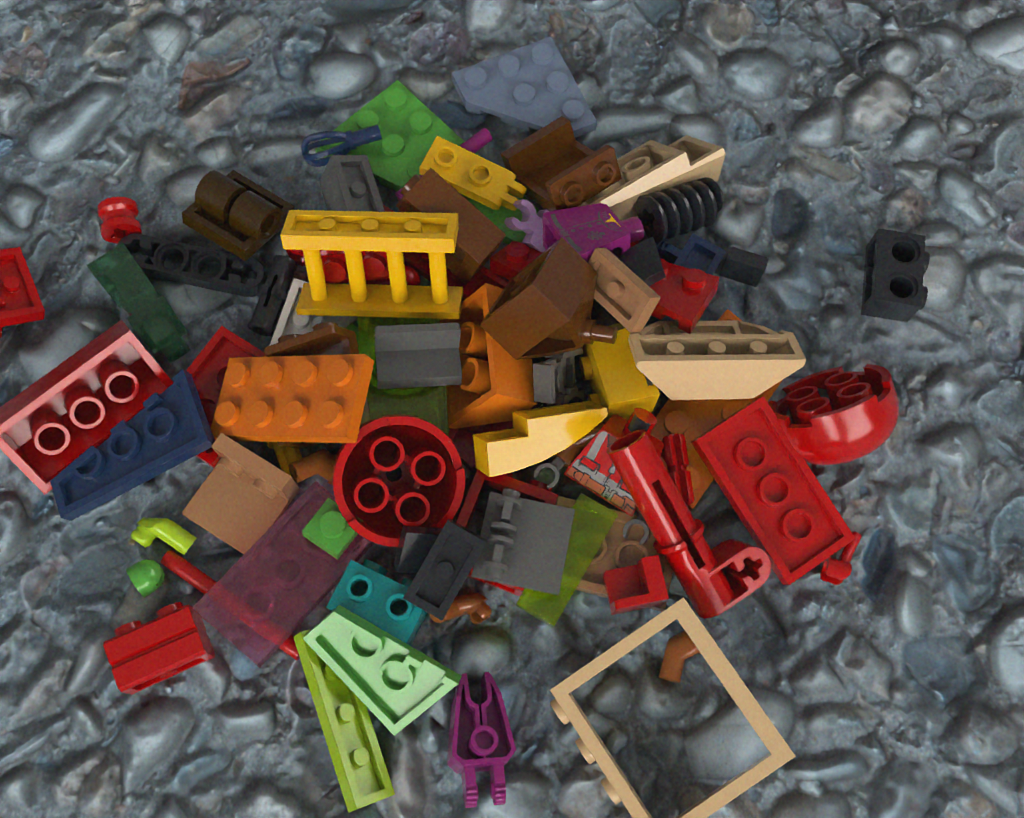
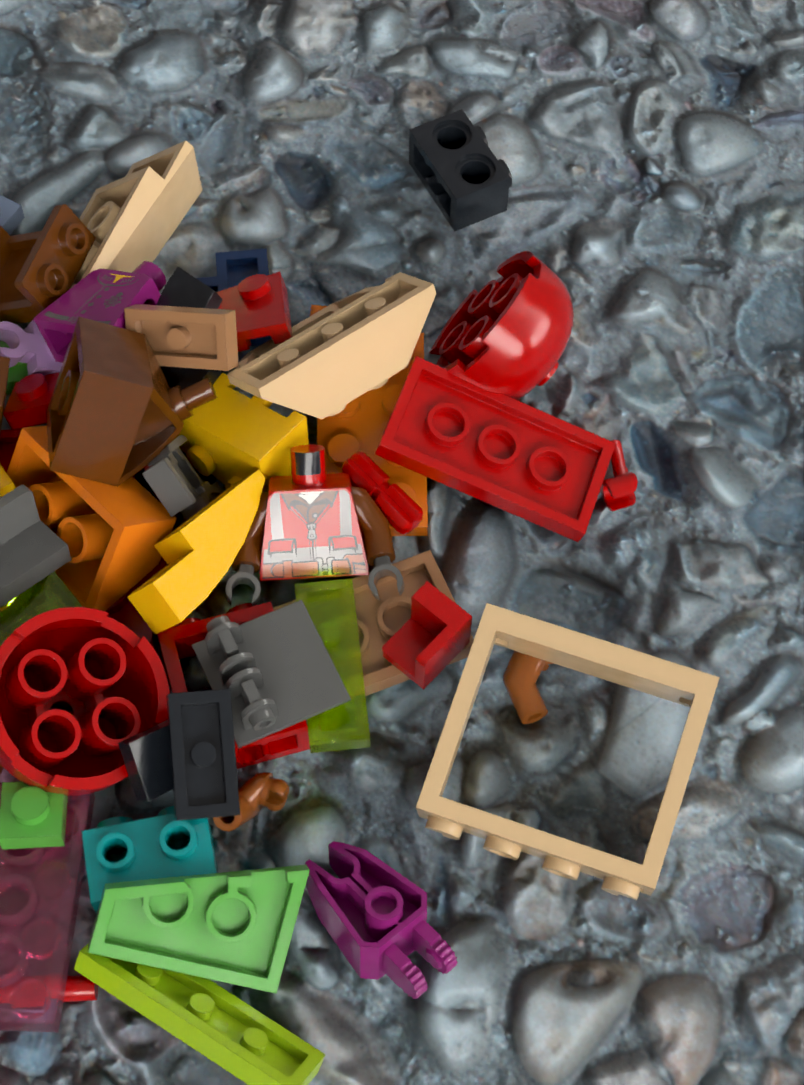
camera: 35 degrees left, 10 degrees down
(680, 208) = (185, 230): black piece -> none
(681, 535) = (432, 548): red piece -> none
(744, 266) = (297, 253): black tile -> none

